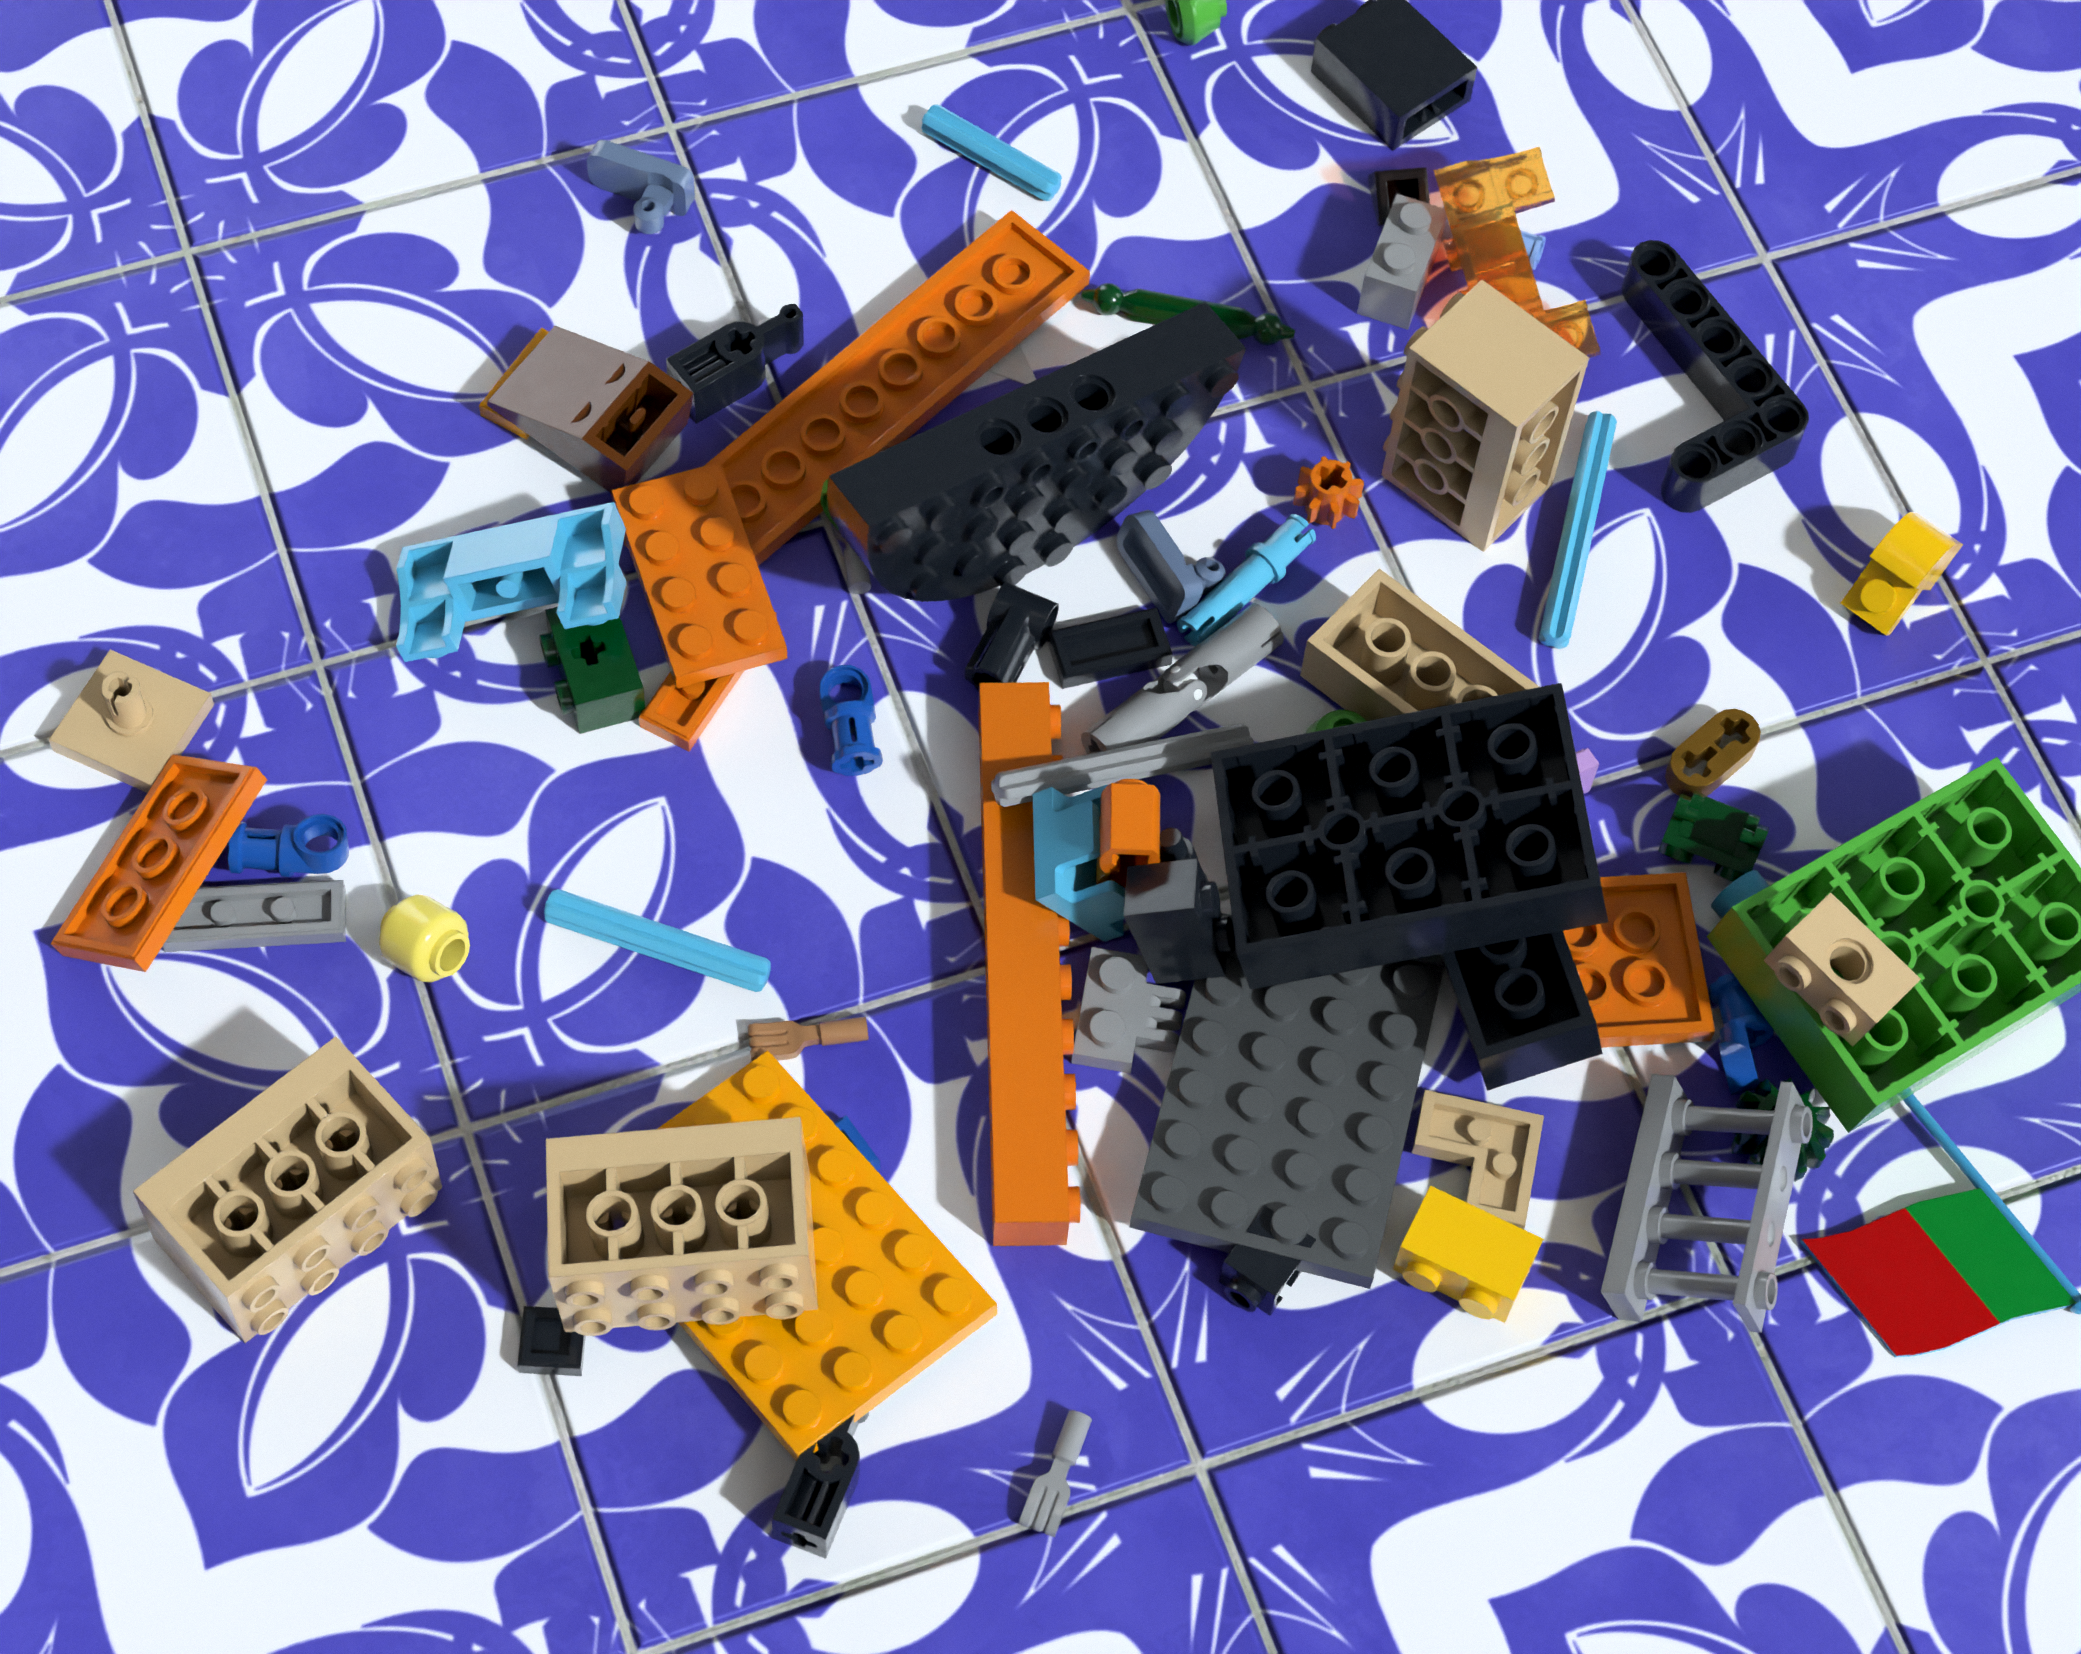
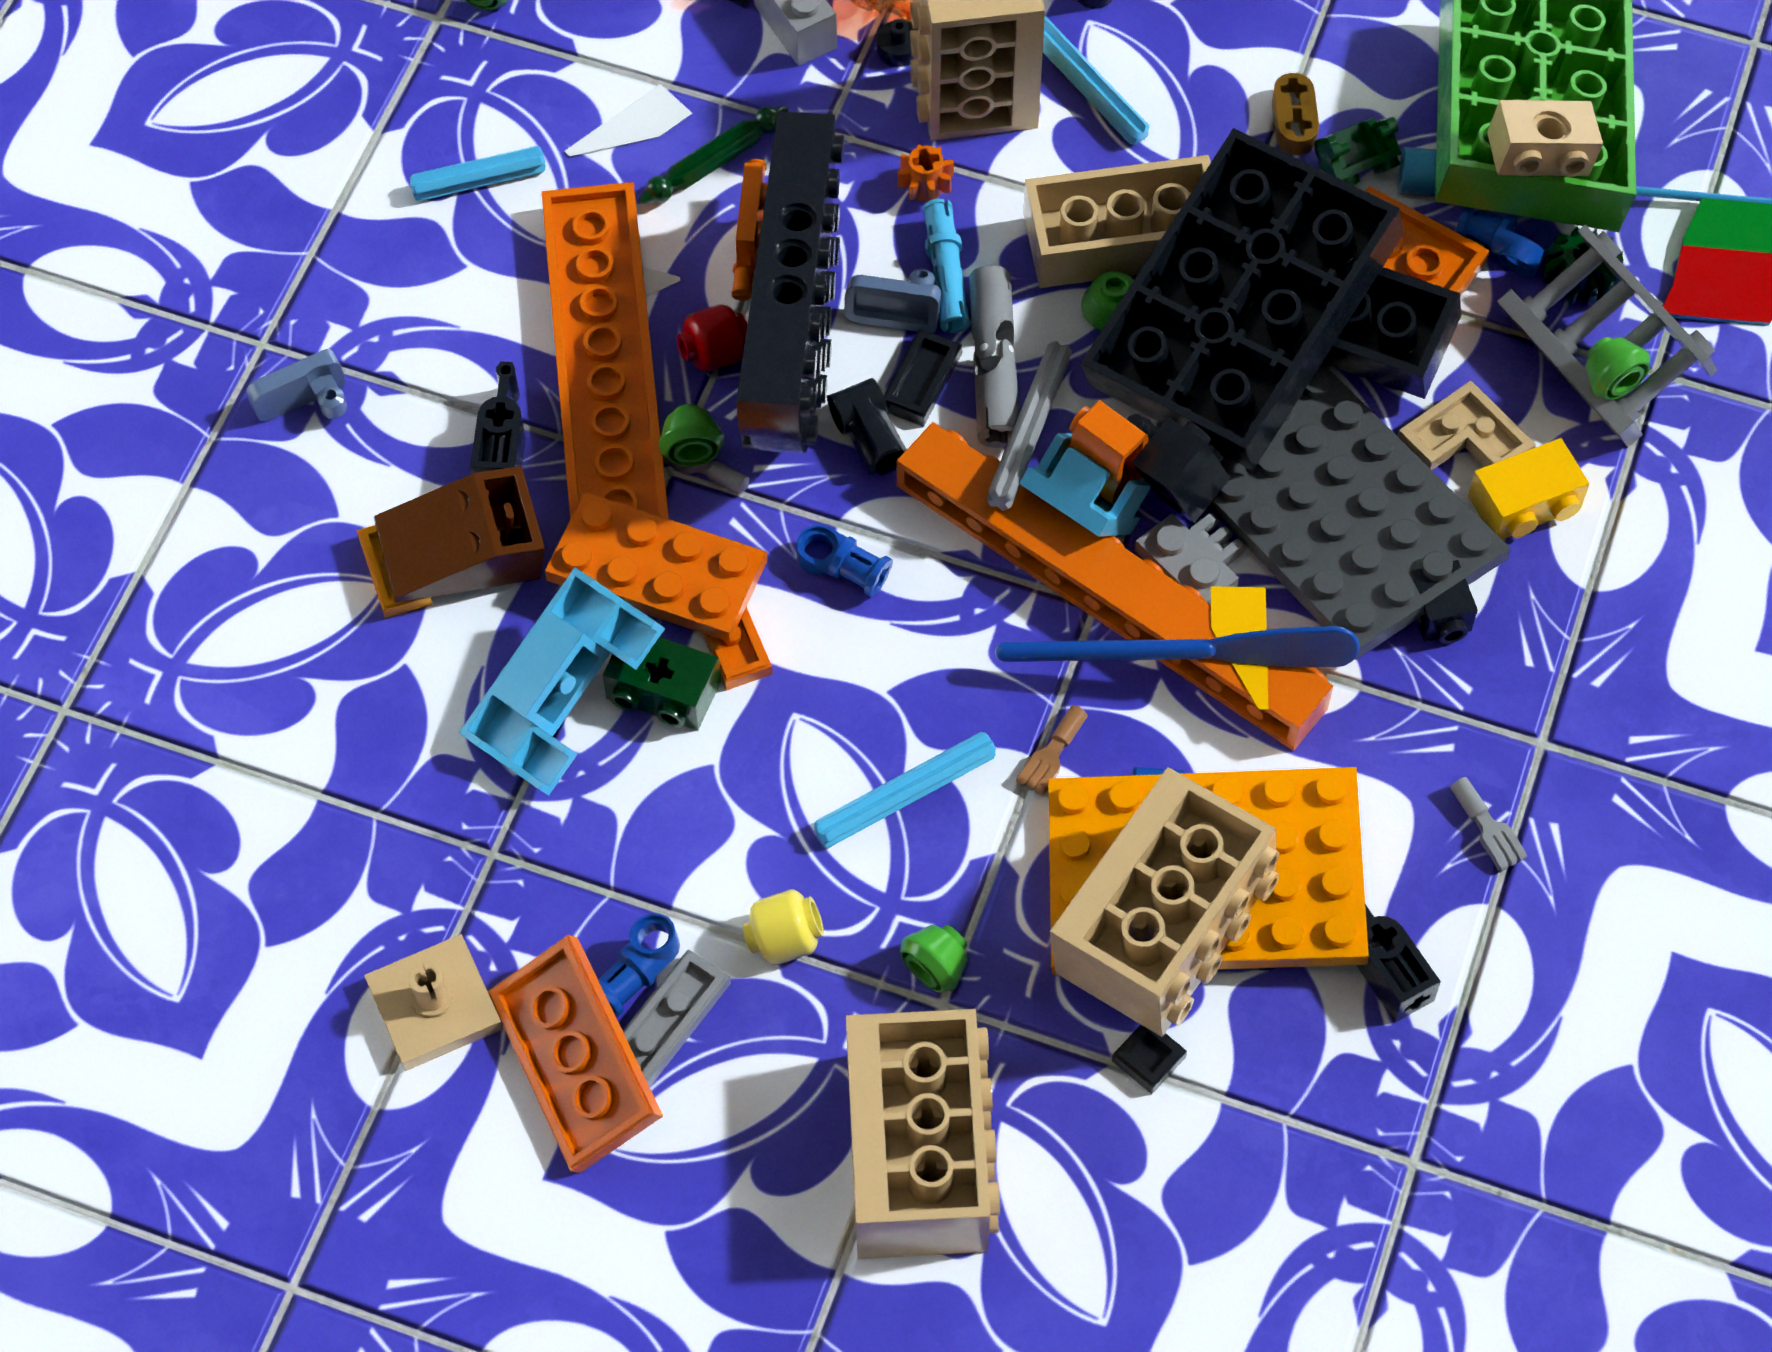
camera: 45 degrees left, 0 degrees up
(497, 1083) = (935, 956): none -> bright green cone
(1053, 1101) = (1242, 611): none -> yellow sticker
(1054, 1136) = (1275, 647): none -> blue piece
(1169, 234) = (641, 120): none -> white sticker
(1659, 1229) = (1616, 367): none -> bright green cone

